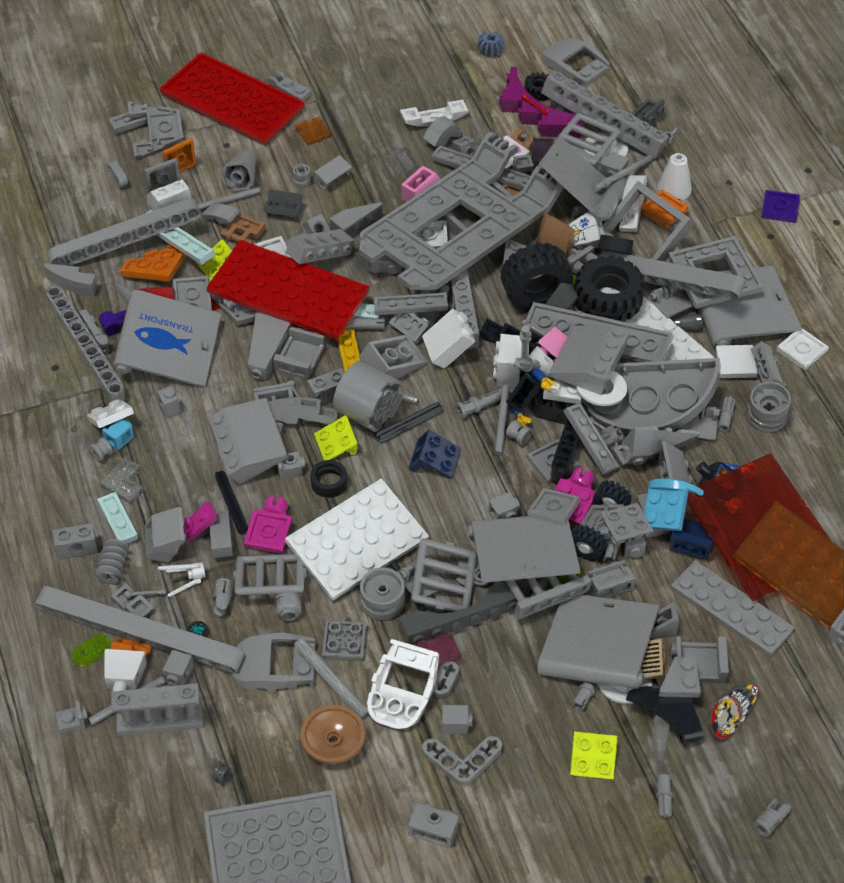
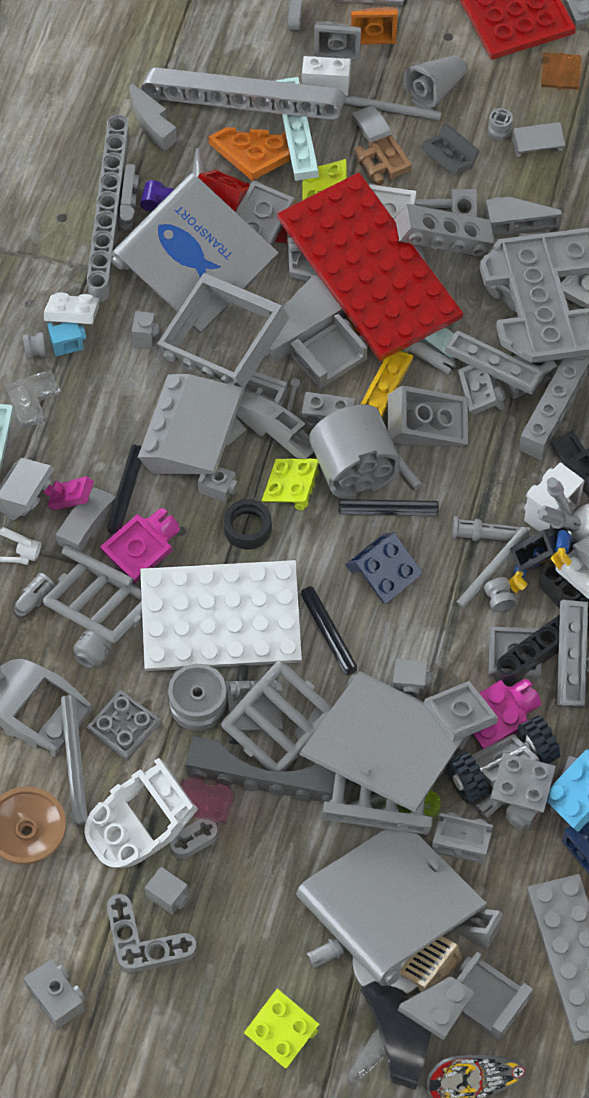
camera: 35 degrees right, 10 degrees up
(222, 347) = (192, 309): none -> light grey window
(251, 554) = (97, 565): none -> light grey bar
(431, 512) = (329, 630): none -> black axle
(448, 338) = (503, 431): white brick -> none

